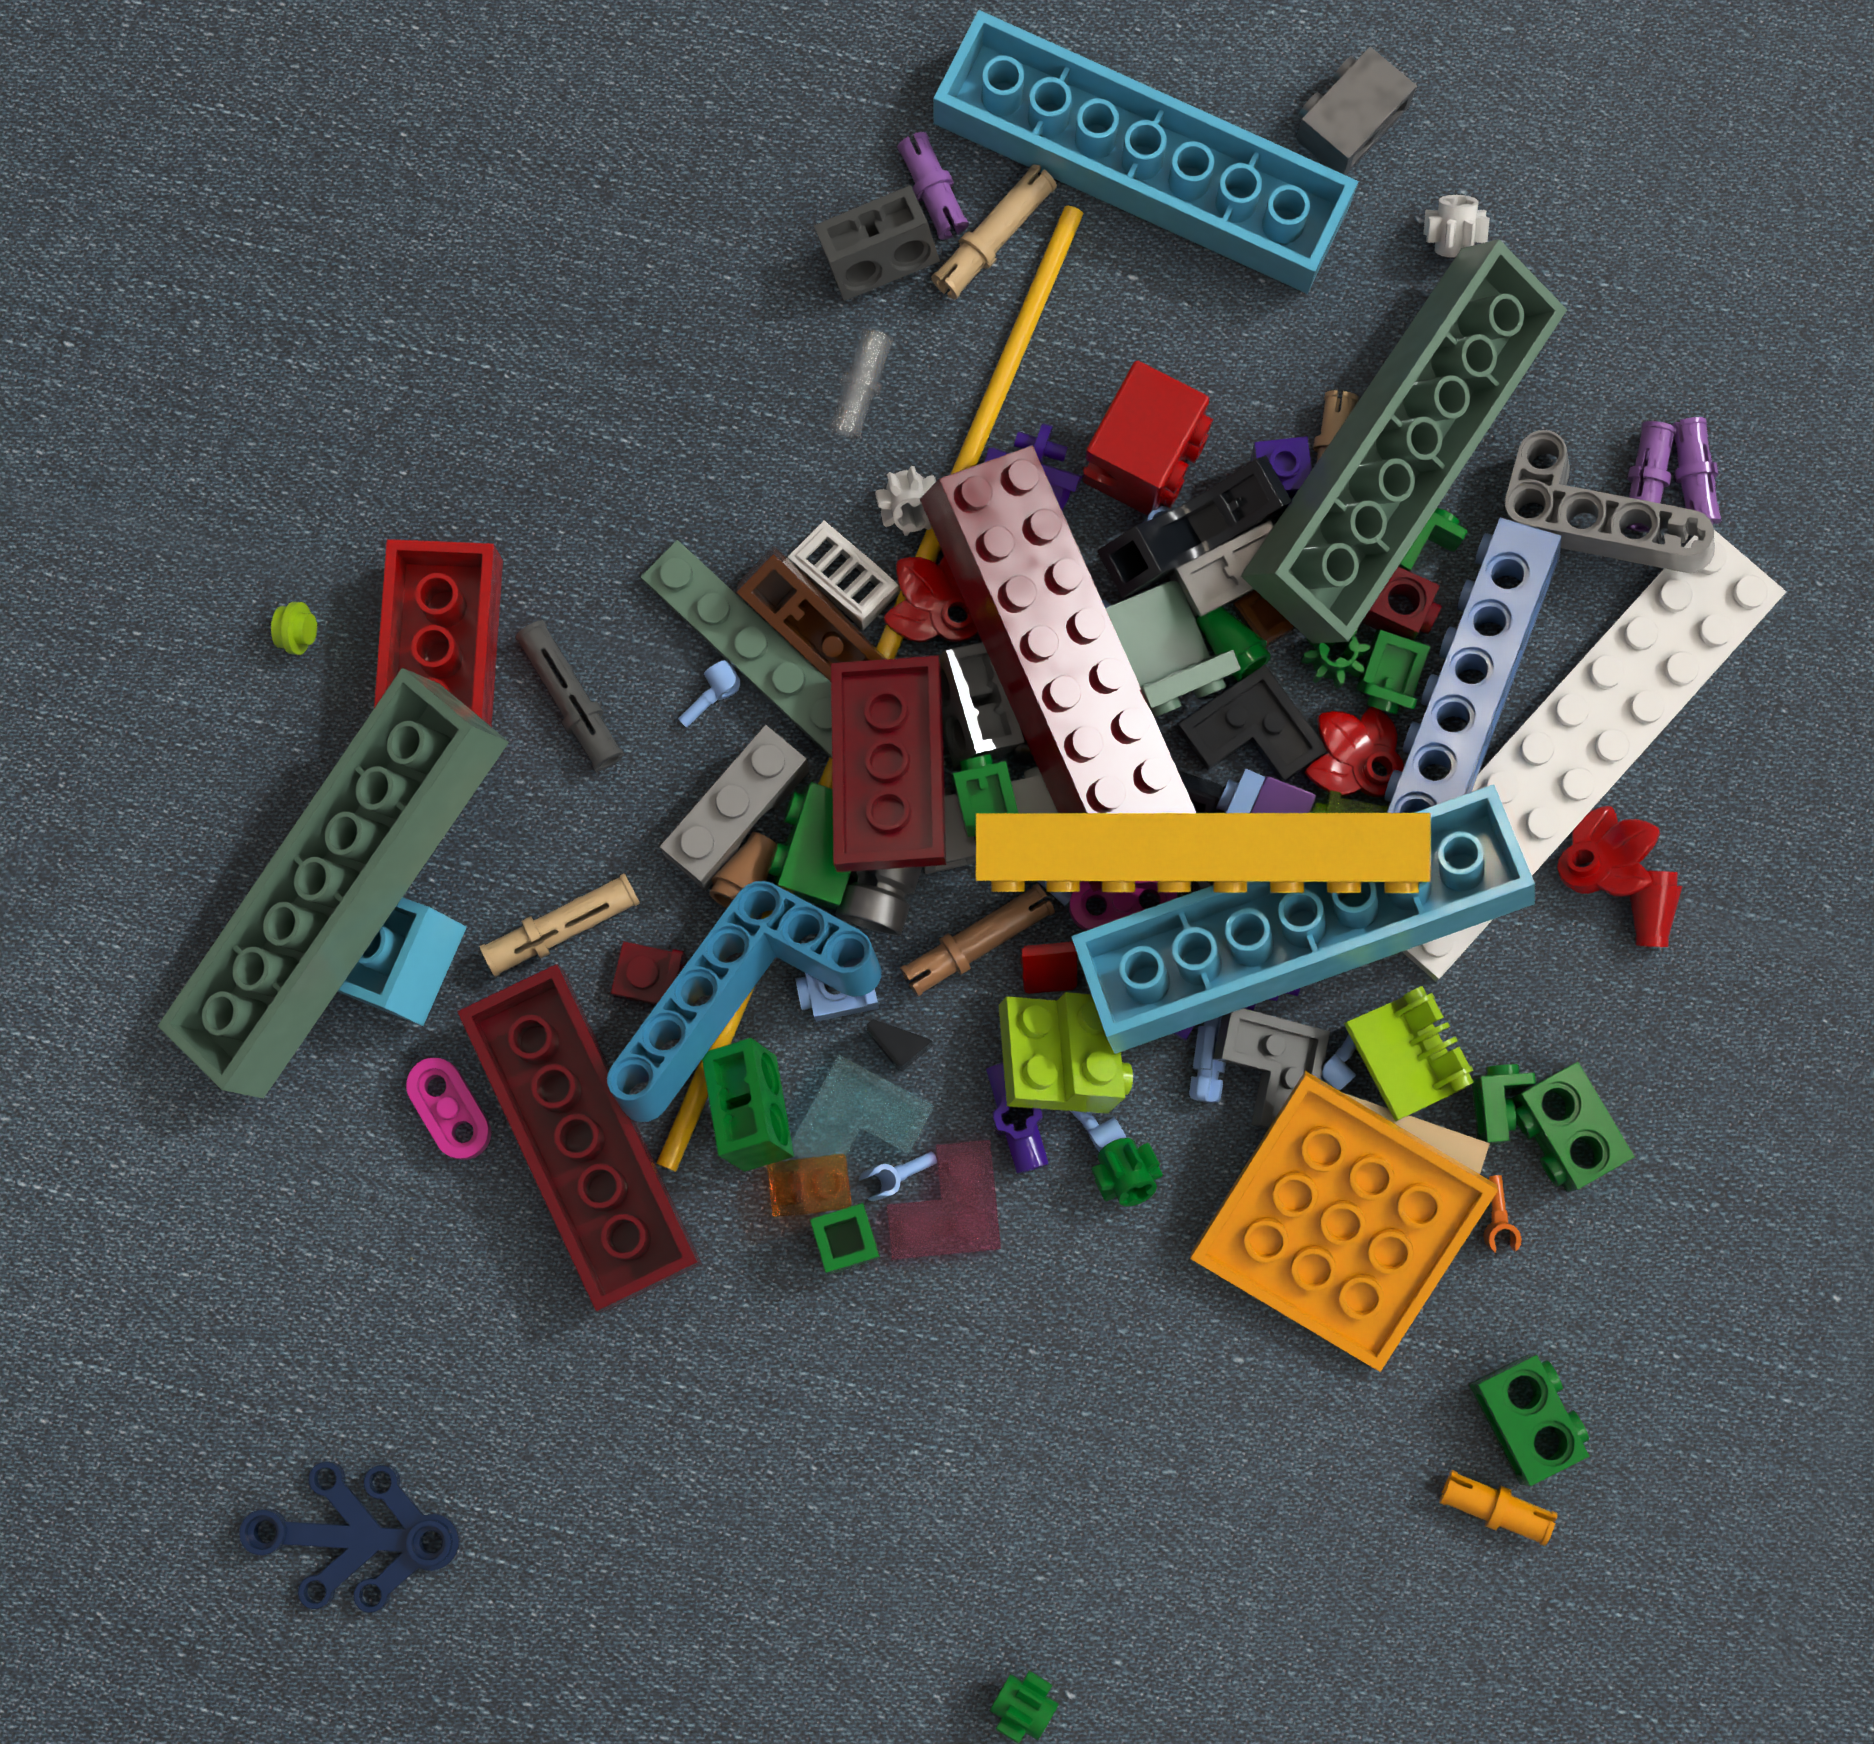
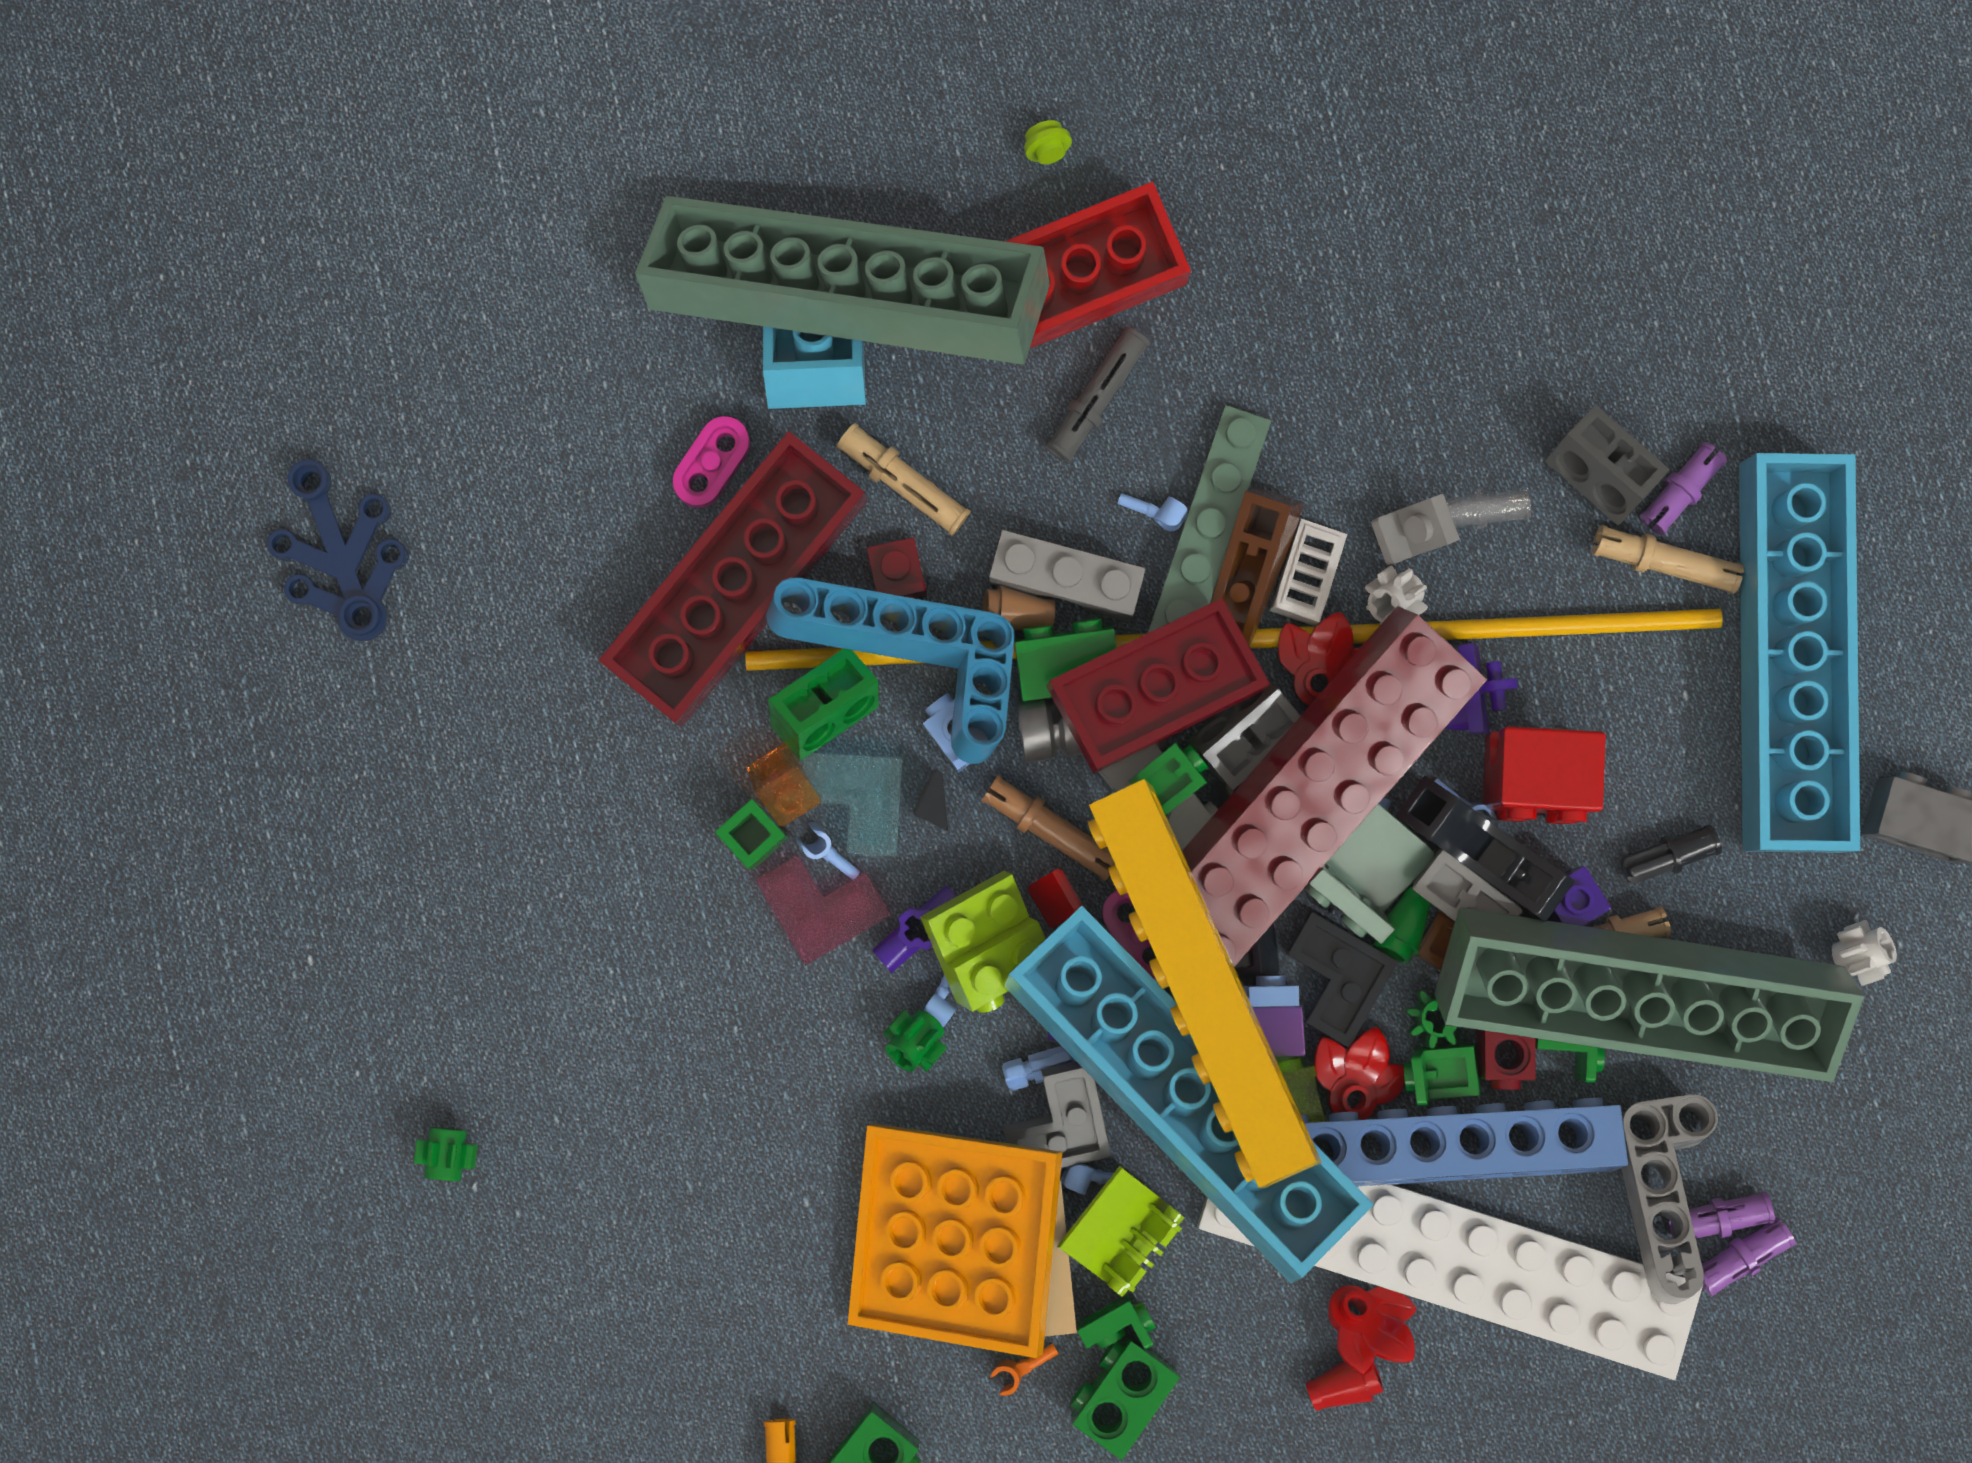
camera: 60 degrees right, 5 degrees up
(851, 451) = (1415, 529): none -> light grey bracket
(1280, 360) = (1671, 854): none -> black axle

